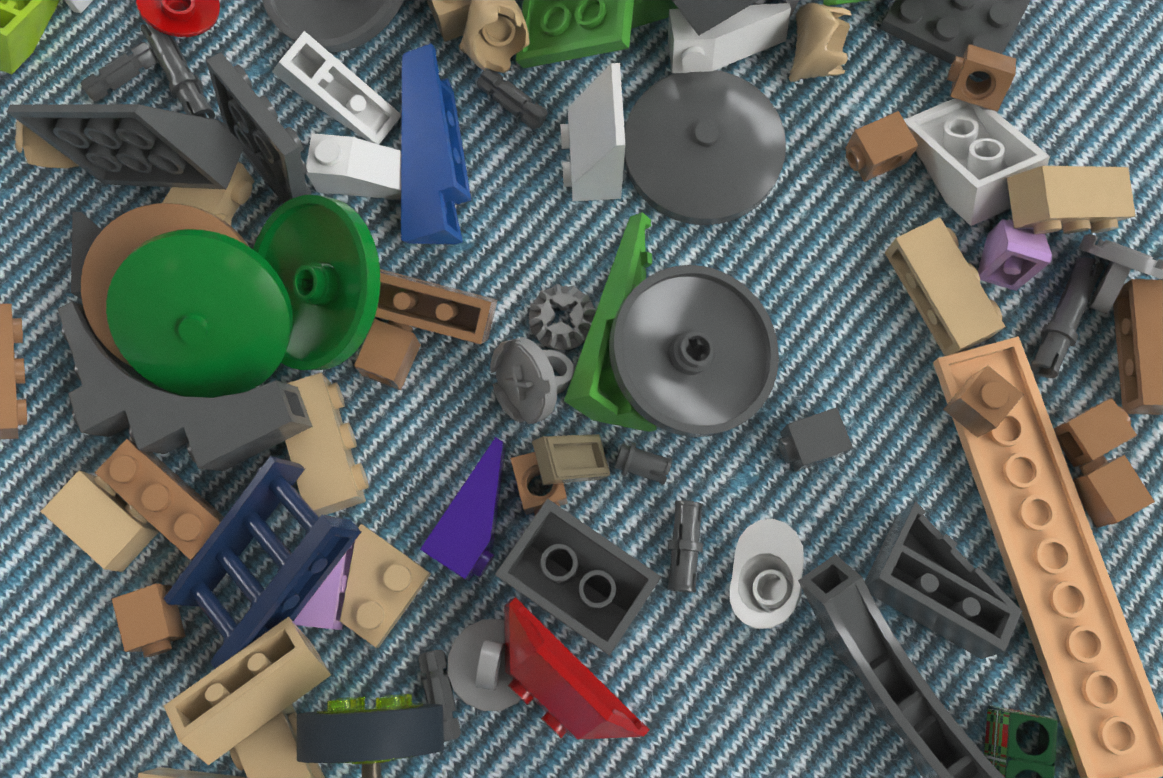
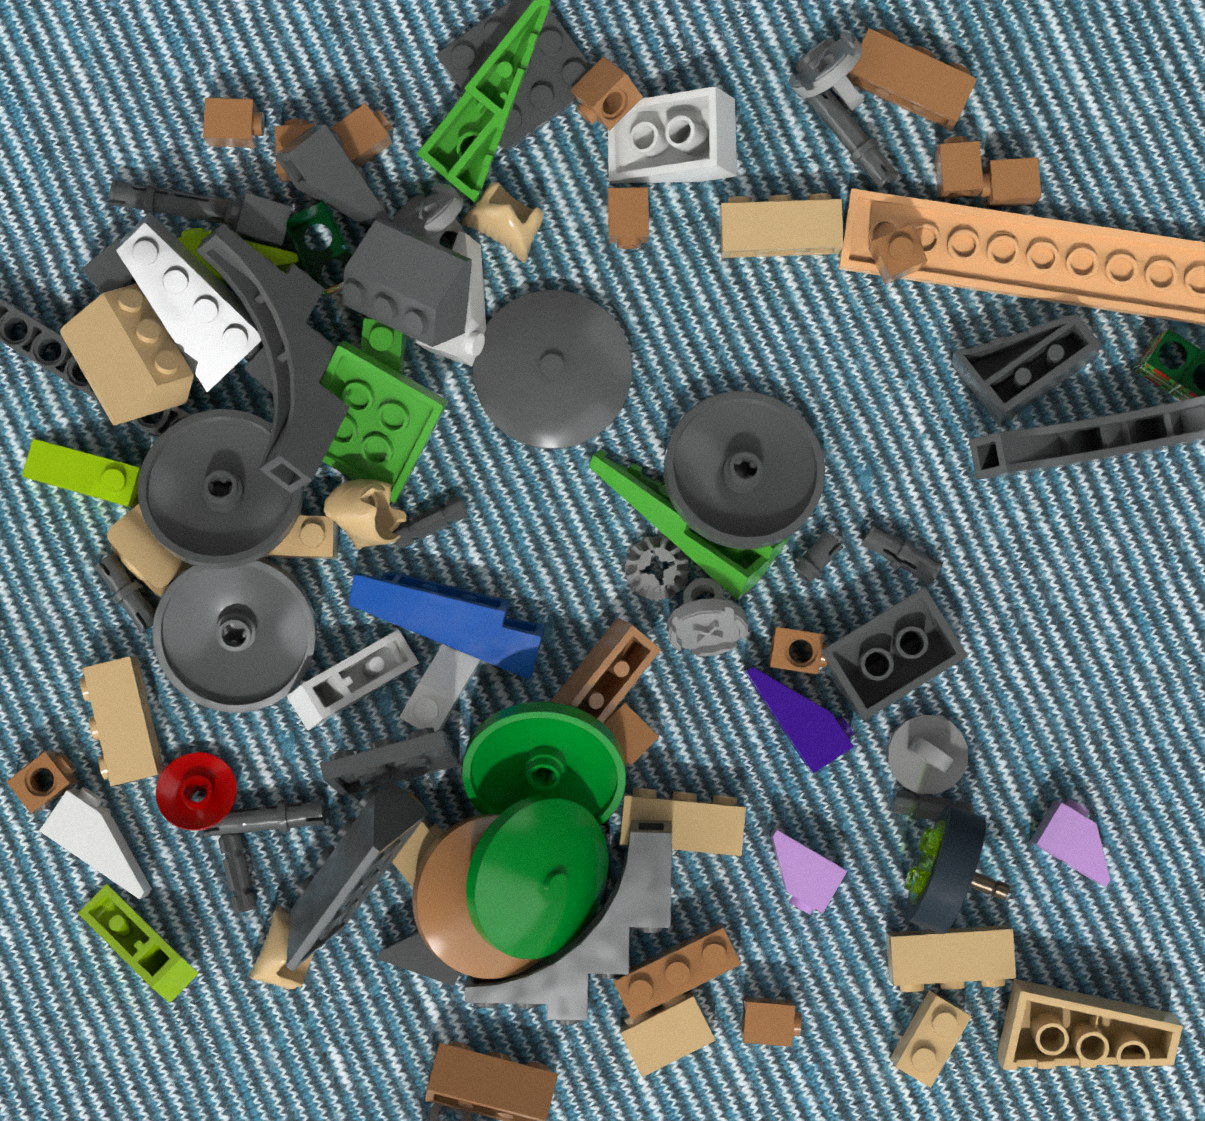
camera: 65 degrees left, 10 degrees up
(246, 691) = (871, 953): tan brick -> none
(297, 574) = (797, 878): dark blue fence -> none
(379, 587) = (822, 821): tan wing -> none
(560, 682) = (968, 705): red wedge -> none
(570, 458) = (792, 615): dark tan tile -> none
(596, 140) = (519, 469): white slope -> none
(766, 574) = (956, 499): white piece -> none
(814, 440) = (863, 405): dark grey brick -> none
(1013, 255) = (777, 153): lavender slope -> none
(1071, 198) = (758, 84): tan brick -> none

